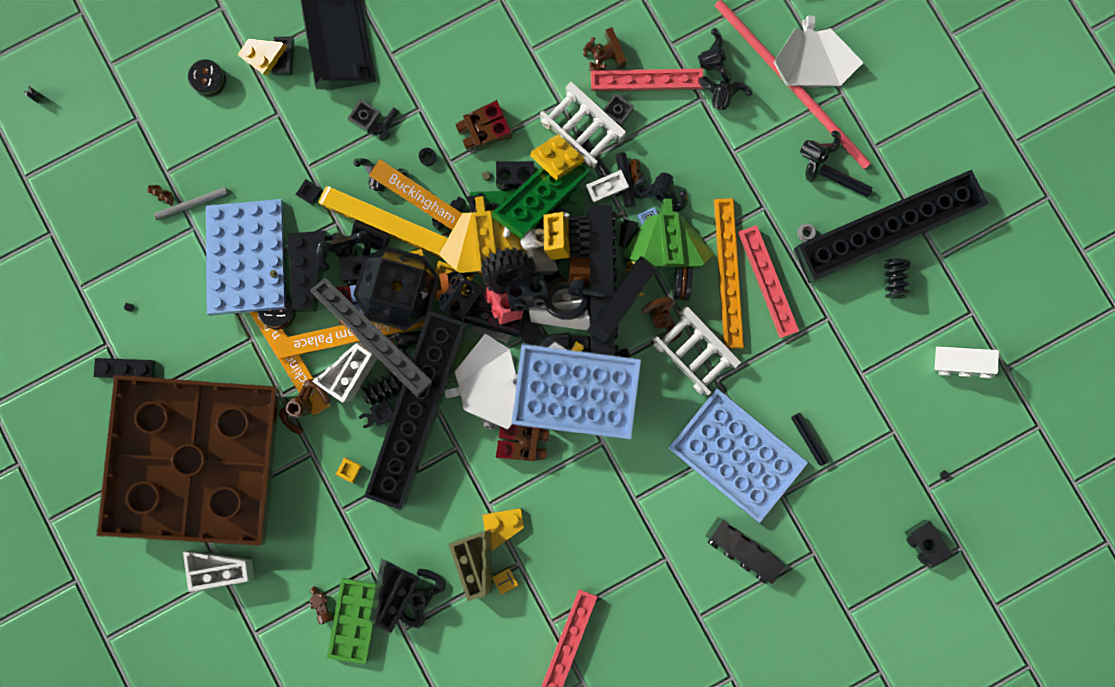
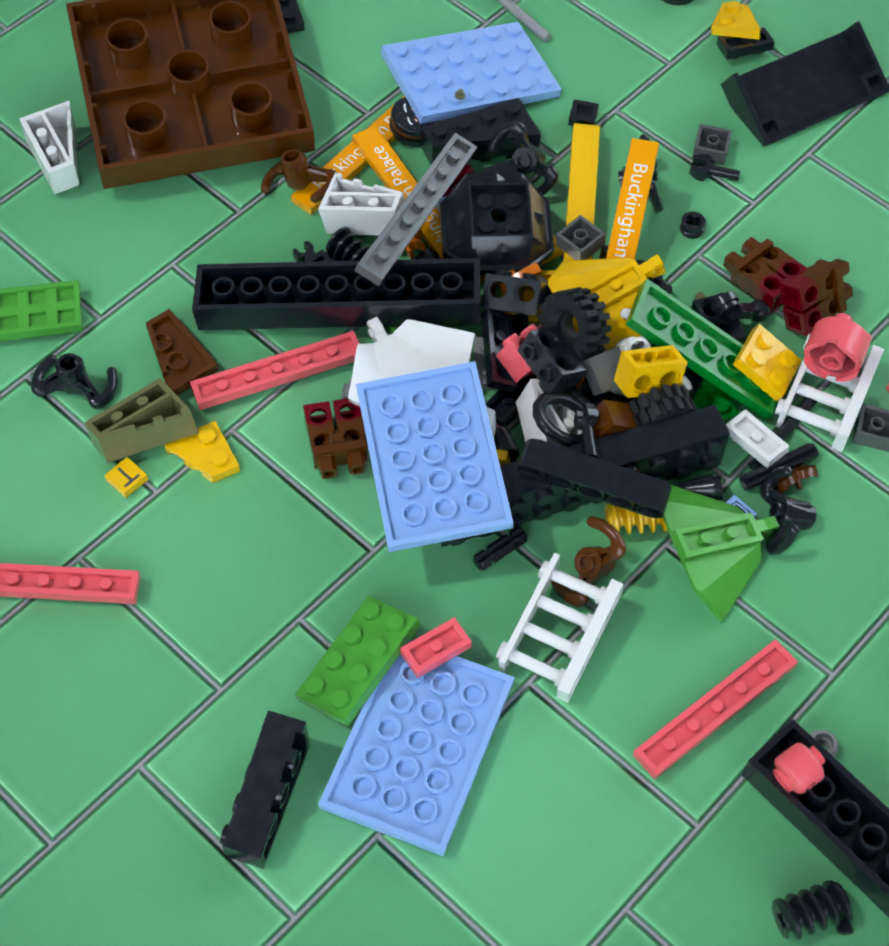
camera: 70 degrees right, 25 degrees down
(318, 602) = (40, 267): reddish brown piece -> none
(348, 470) = (230, 252): yellow tile -> none
(378, 238) = (559, 193): black plate -> none
(391, 595) = (79, 332): black wedge -> none
(421, 525) = (178, 352): none -> reddish brown wing
(425, 237) = (580, 238): none -> dark grey piece
(456, 465) = (274, 370): none -> coral plate
(513, 162) = (728, 306): none -> black piece
(518, 104) = (815, 295): none -> hips
(568, 112) = (836, 348): none -> coral brick
(678, 474) = (357, 660): none -> bright green plate
(682, 283) = (658, 577): black head -> none
(689, 428) = (435, 647): none -> coral plate
(728, 273) = (701, 650): light orange tile -> none
(810, 439) = (484, 850): black axle -> none
(833, 255) = (799, 768): none -> coral head

